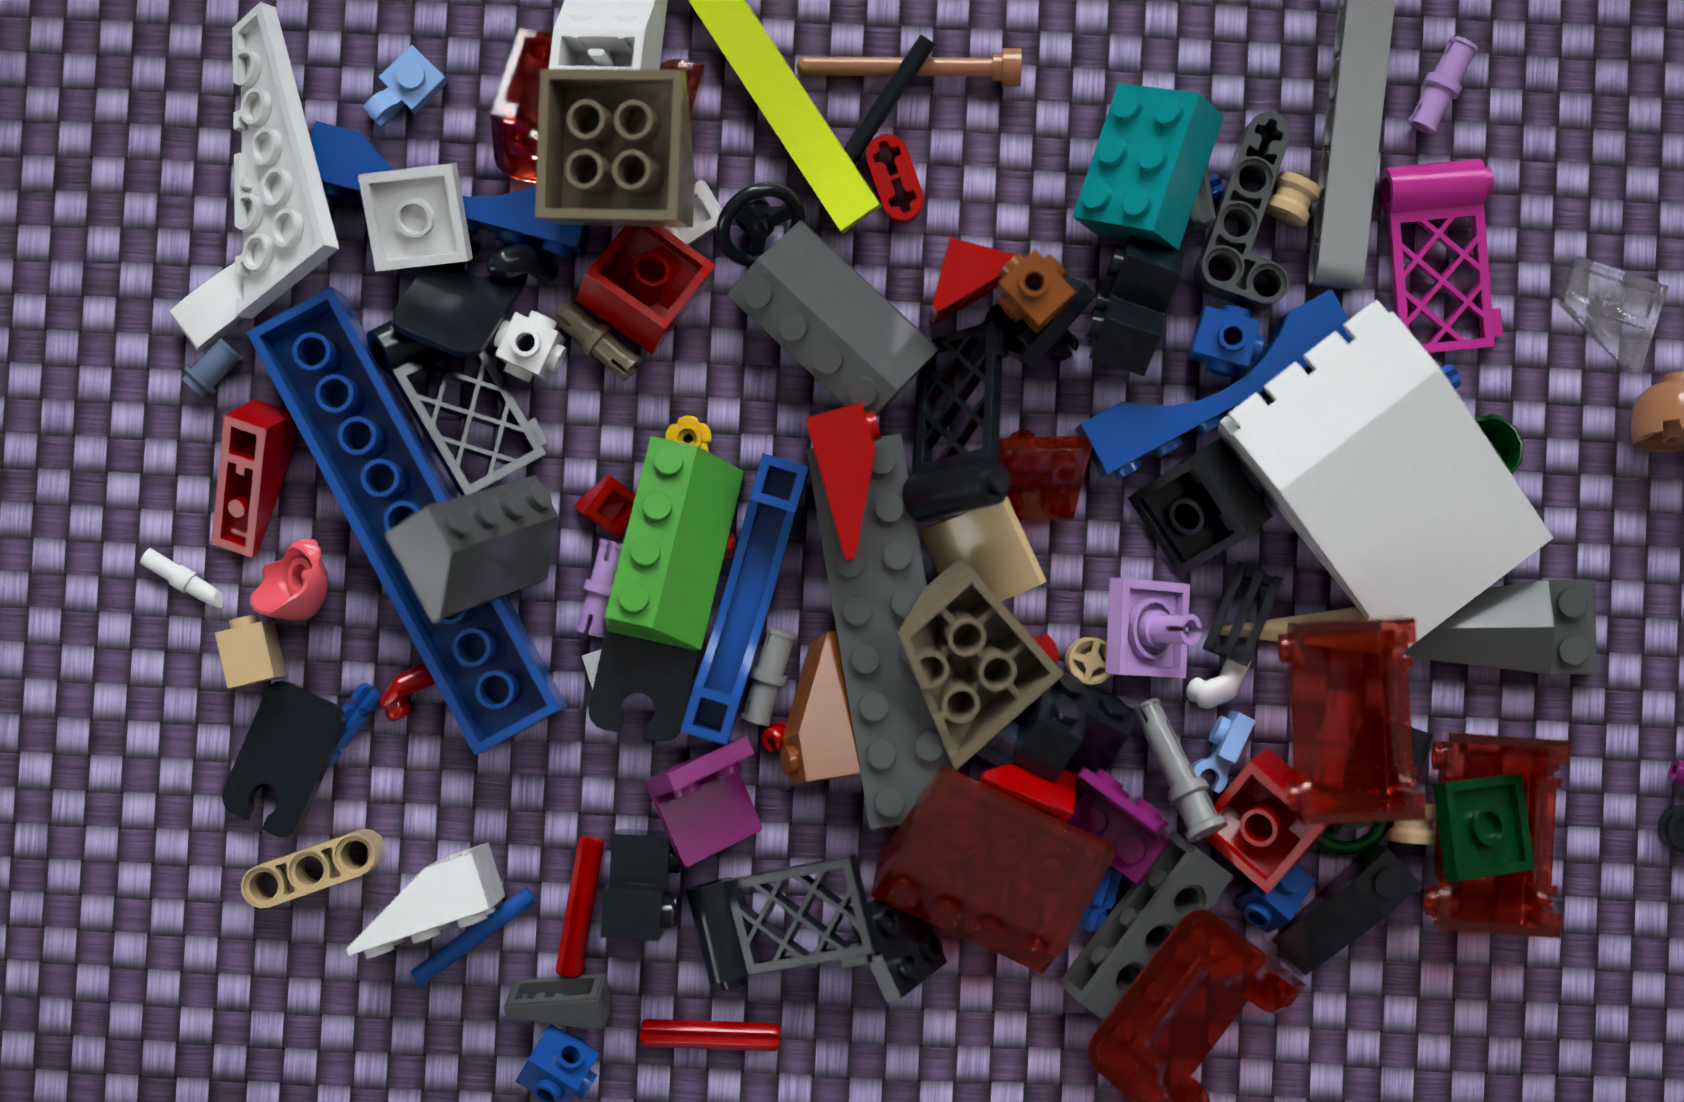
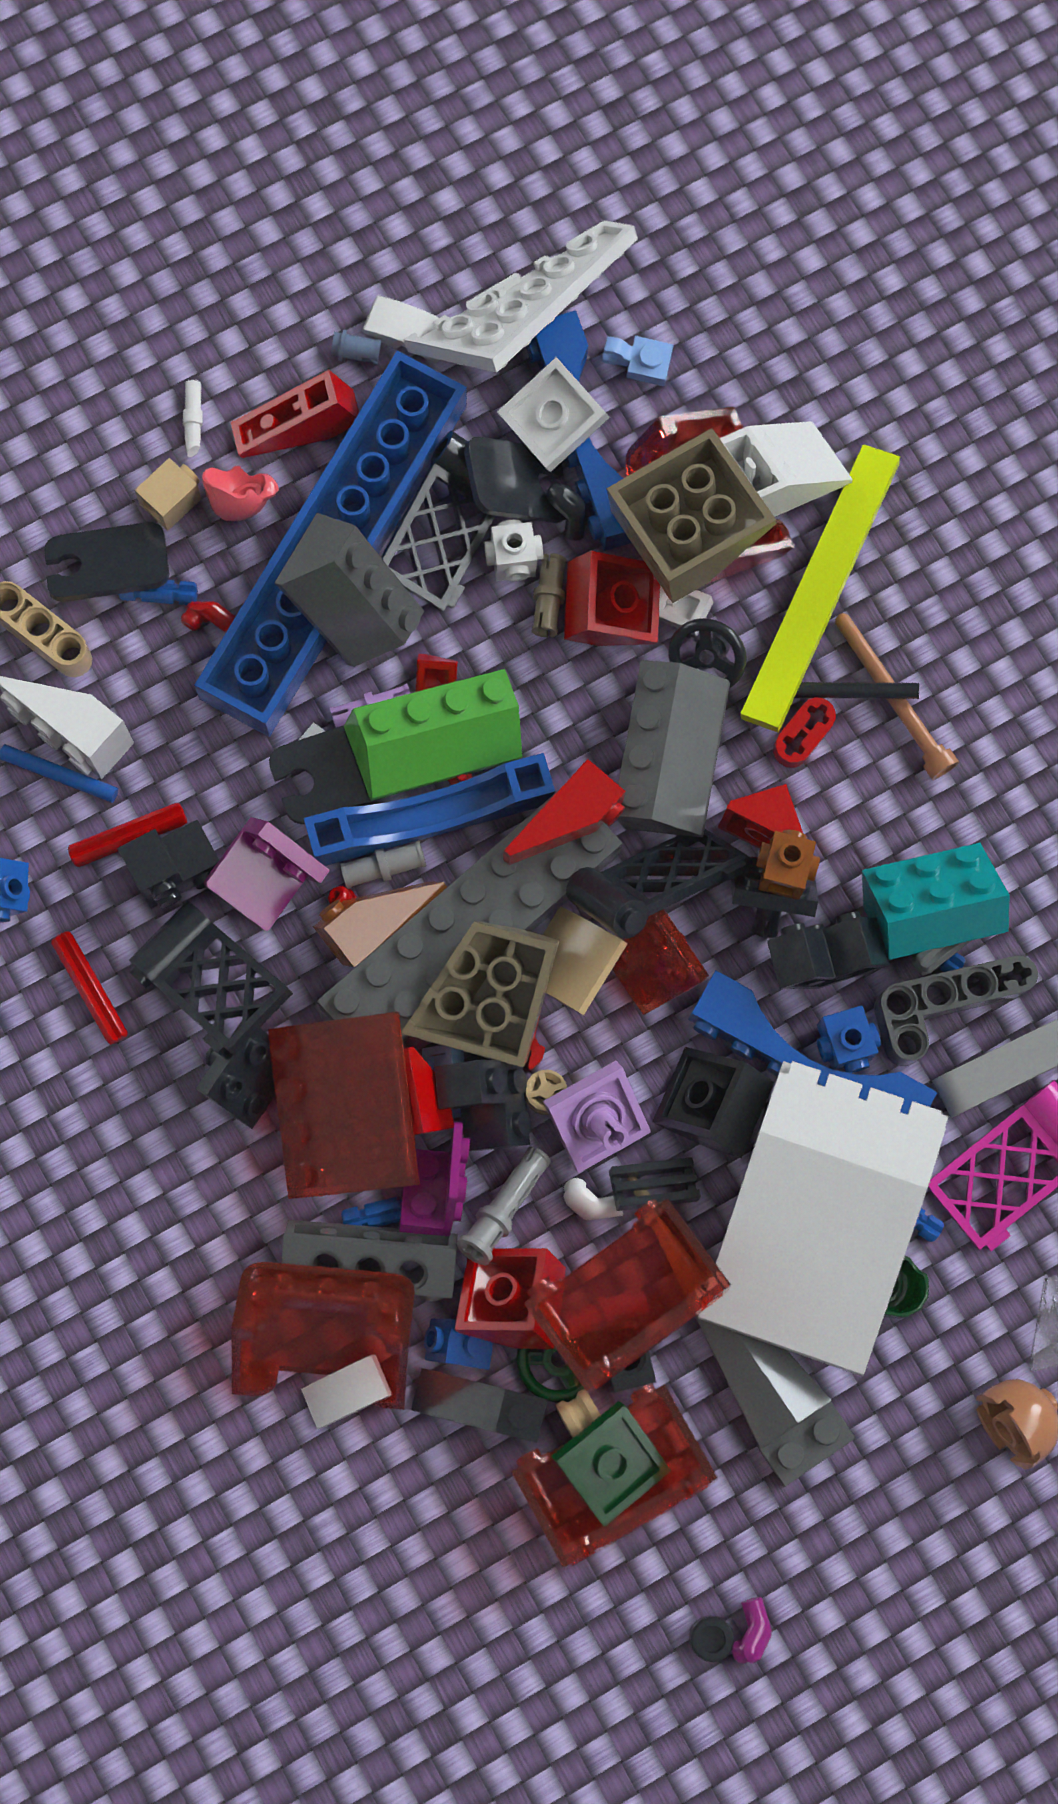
camera: 50 degrees right, 10 degrees down
(562, 1000) = (51, 864): dark grey slope -> none
(690, 426) = (530, 698): yellow plate -> none
(1229, 738) = (553, 1232): light blue plate -> none
(1255, 1027) = (346, 1391): none -> white slope
(1293, 199) = (984, 1026): tan wheel -> none

